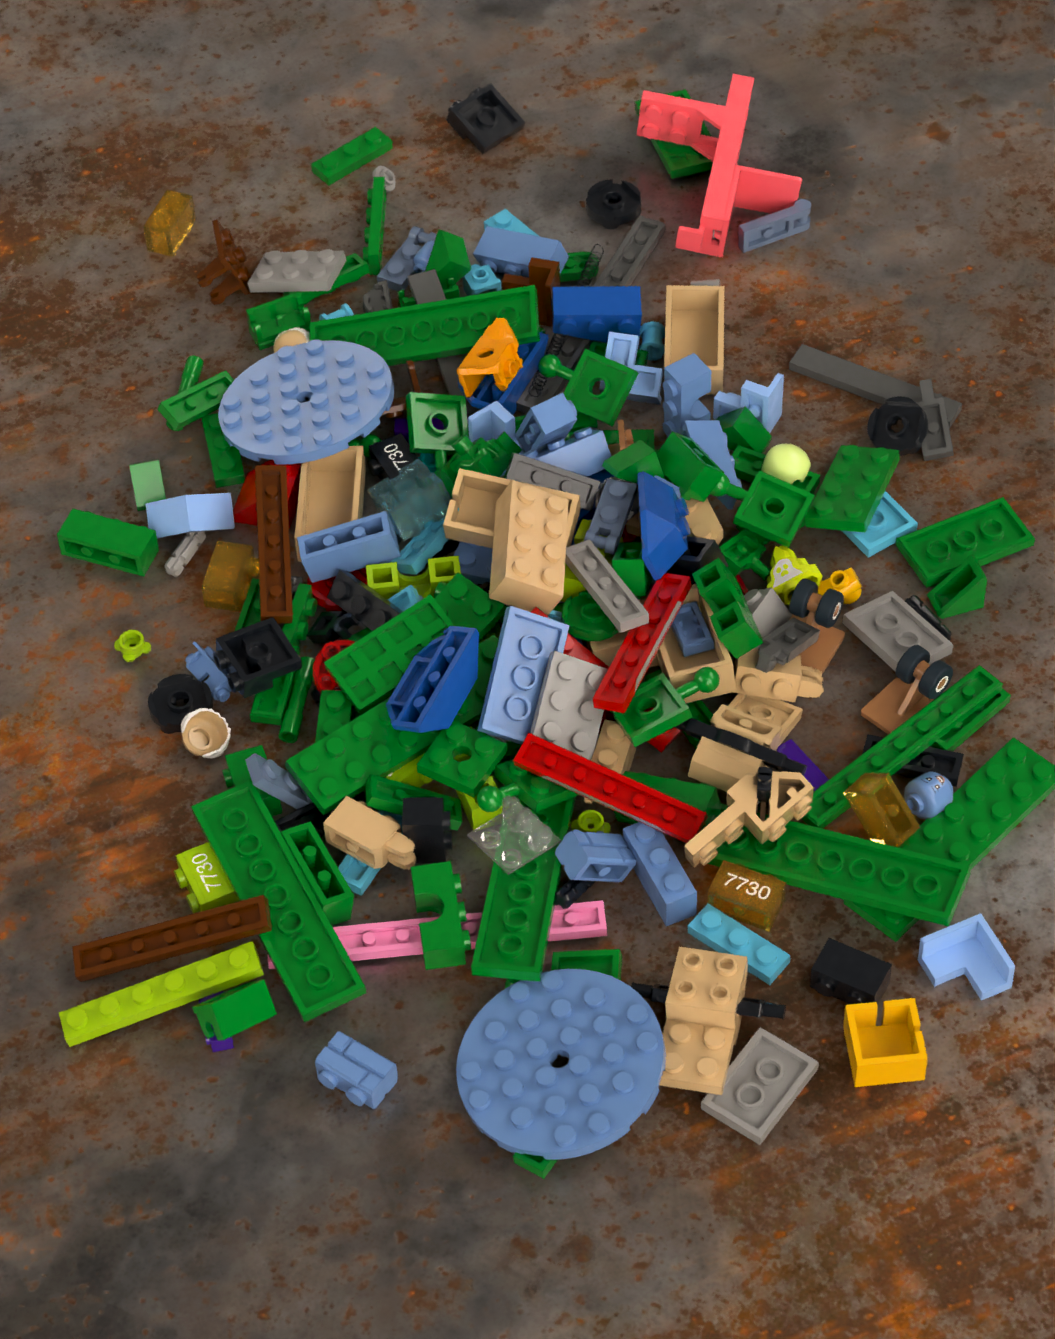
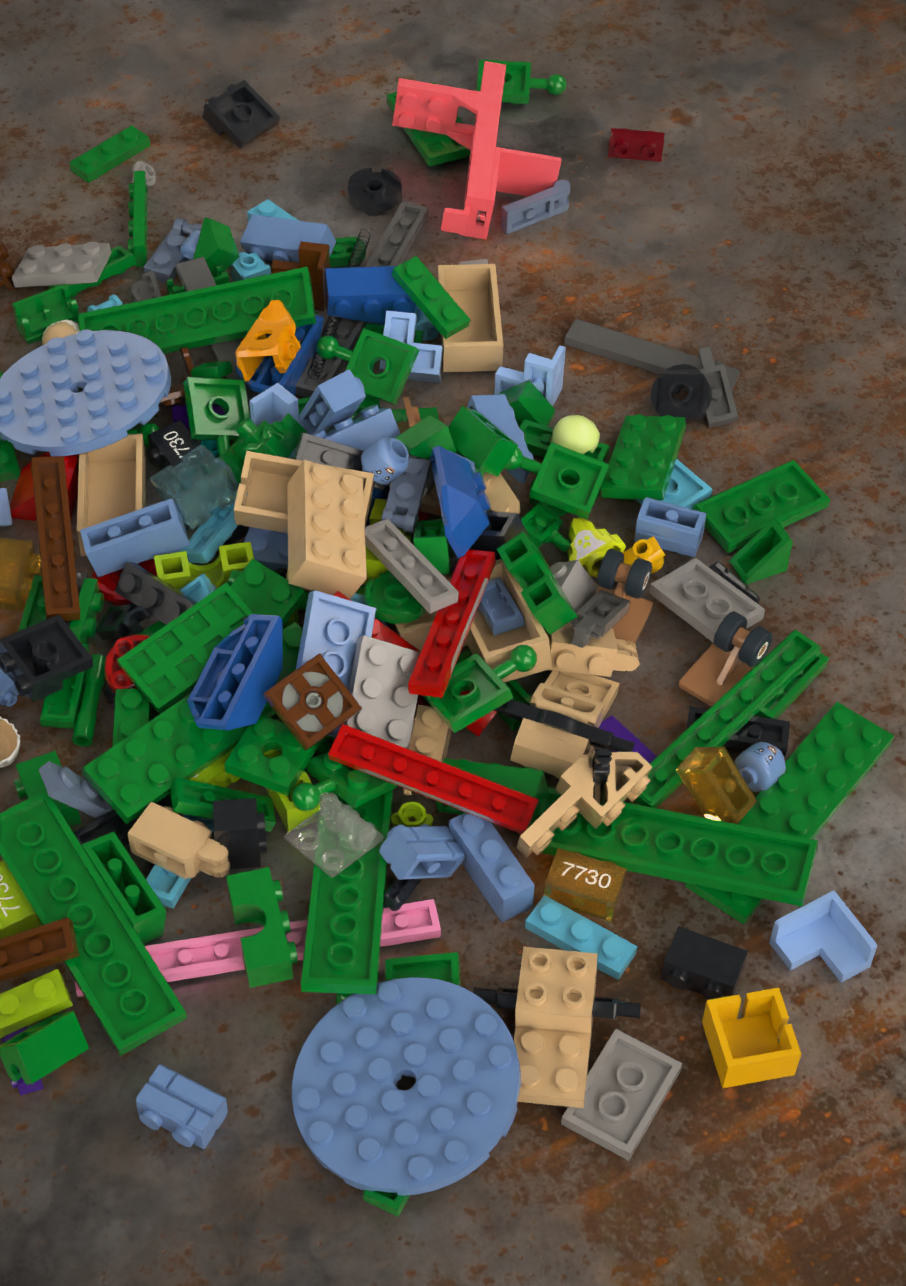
camera: 10 degrees left, 0 degrees up
(435, 384) = (212, 369): none -> green tile
(501, 710) = (312, 701): none -> reddish brown piece
(592, 482) = (385, 459): none -> medium blue head
(654, 319) = (430, 297): none -> green plate
(683, 386) = (466, 362): medium blue arch -> none
(773, 89) = (519, 83): none -> green plate
(870, 558) = (672, 526): none -> medium blue brick
(886, 161) = (636, 144): none -> dark red bracket

